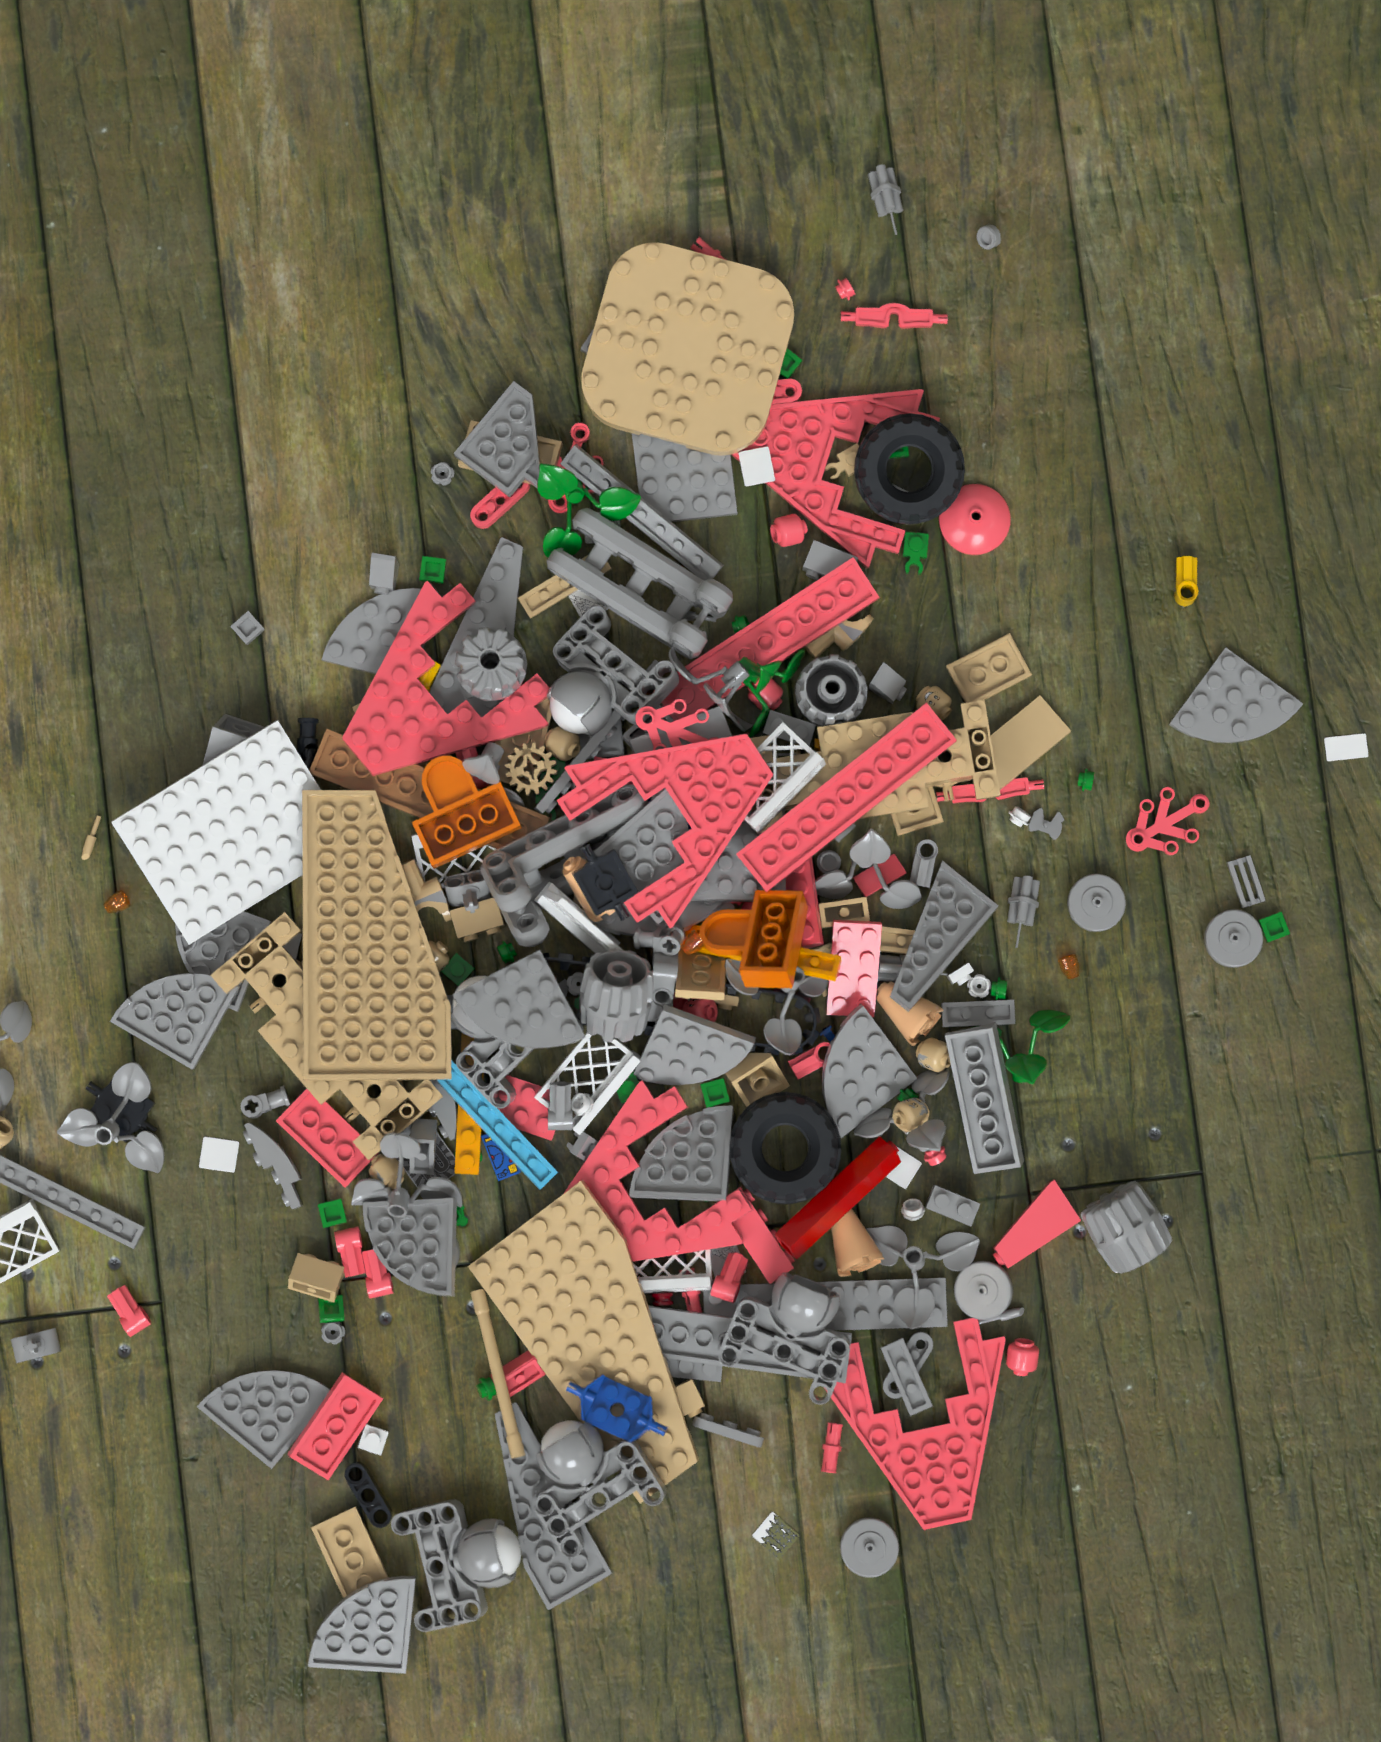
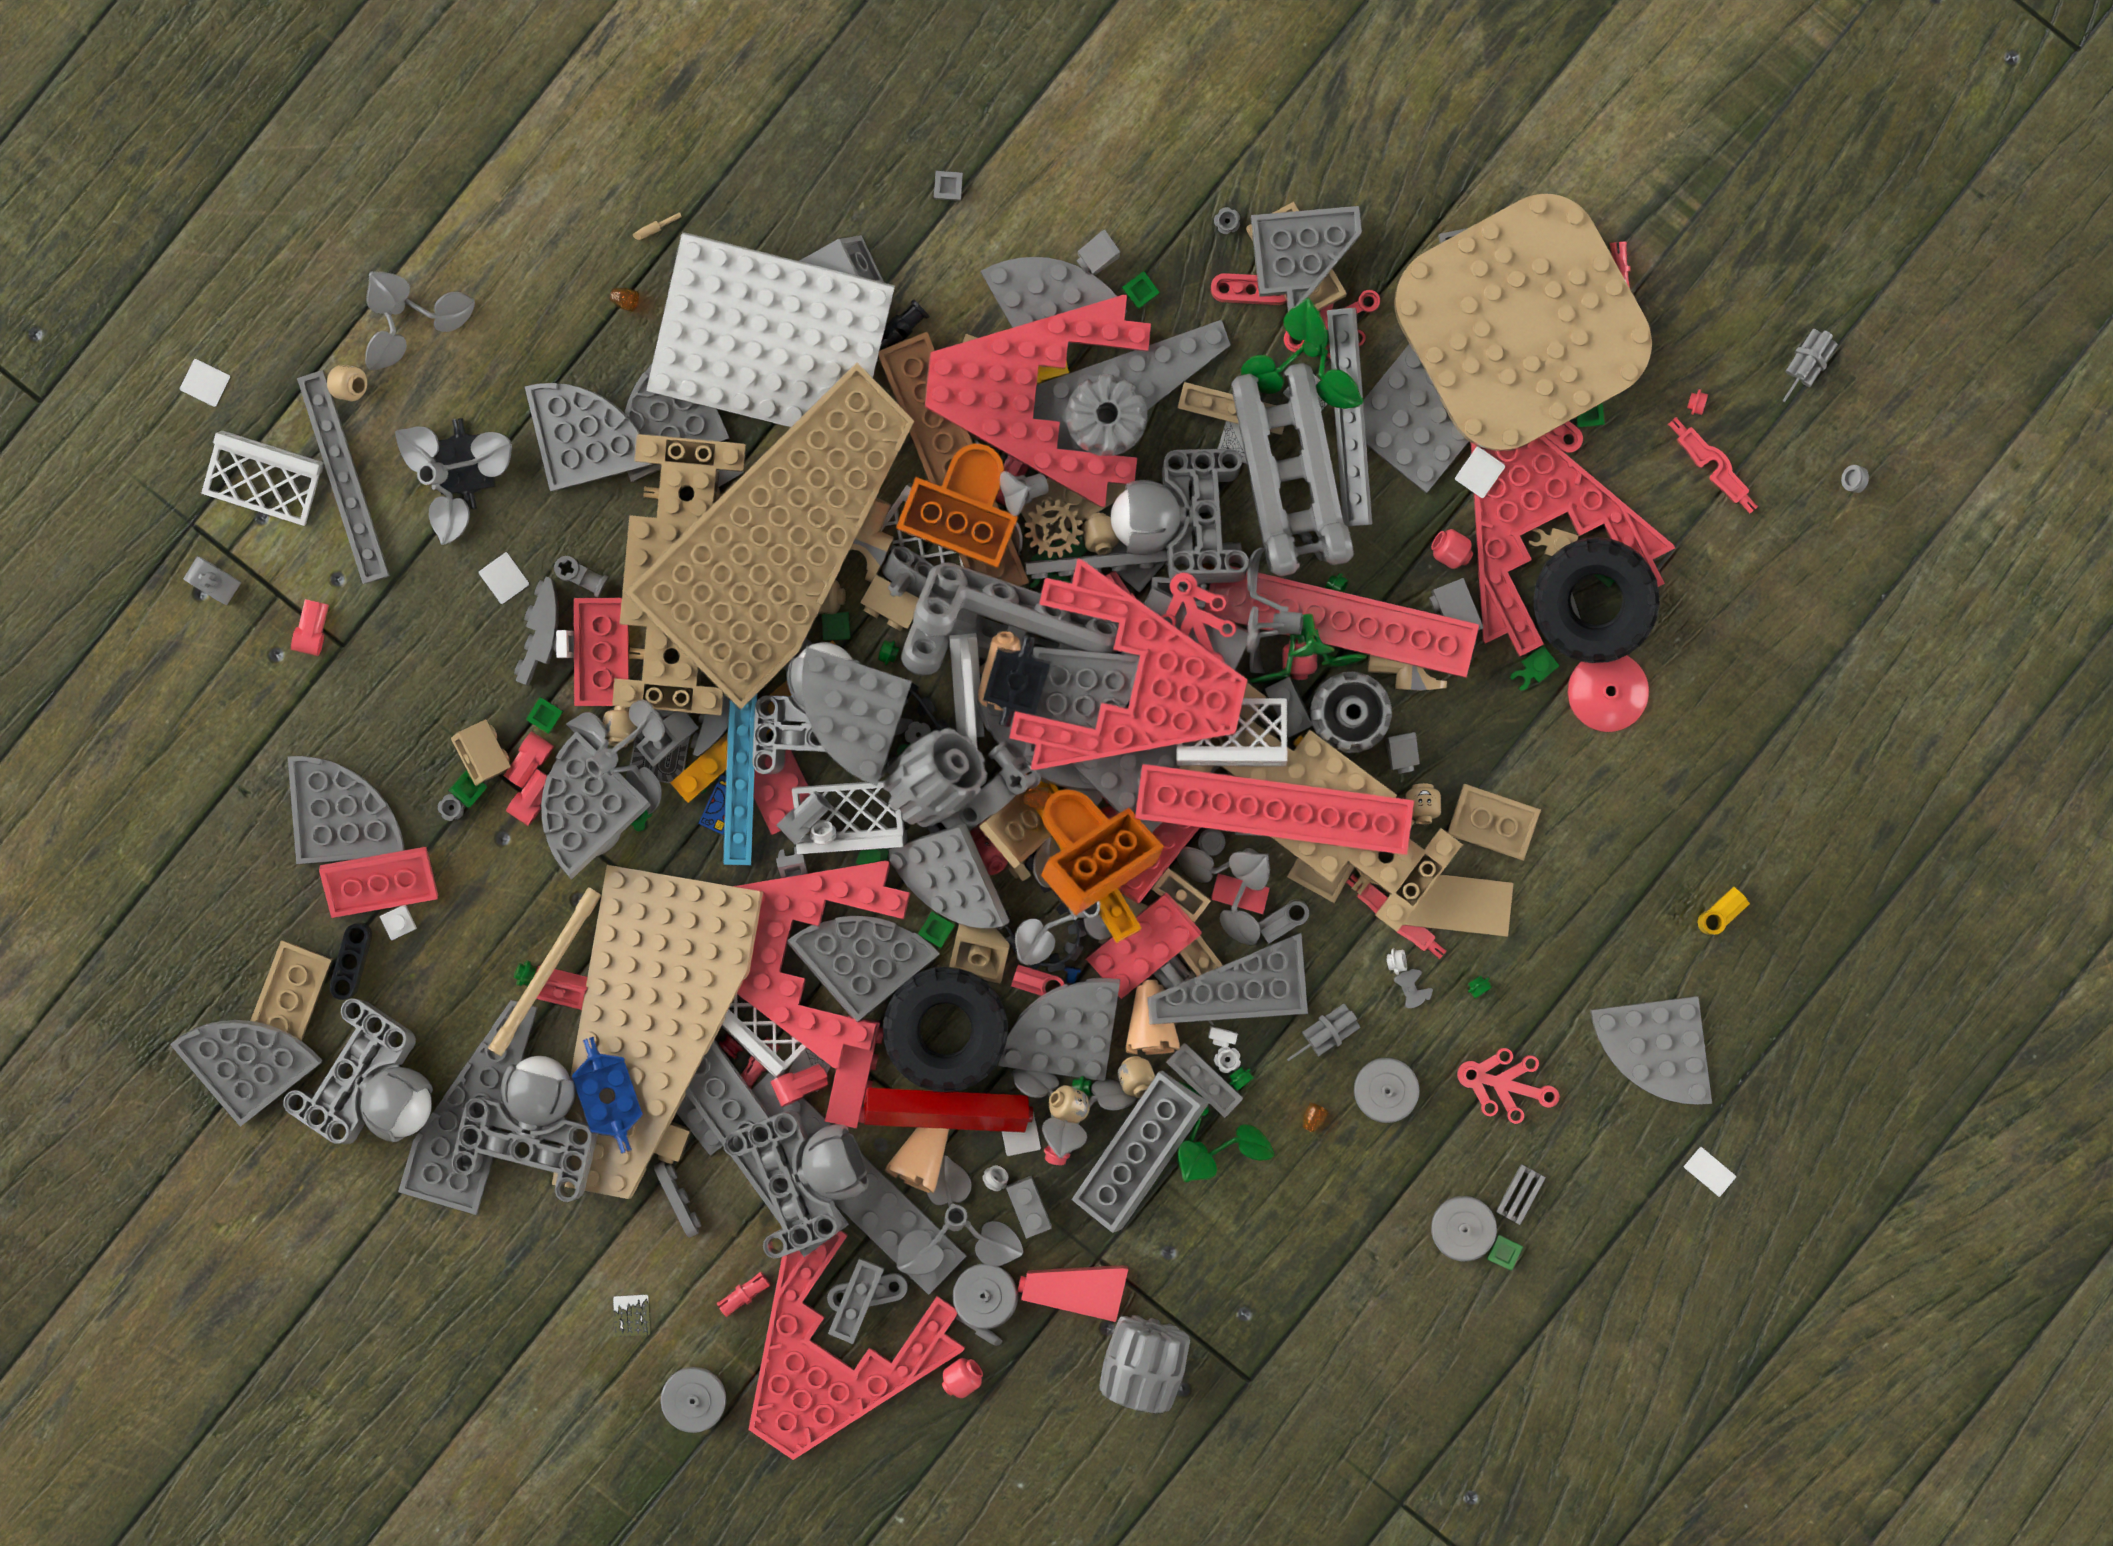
camera: 45 degrees right, 5 degrees up
(299, 1155) = (564, 644): none -> white plate

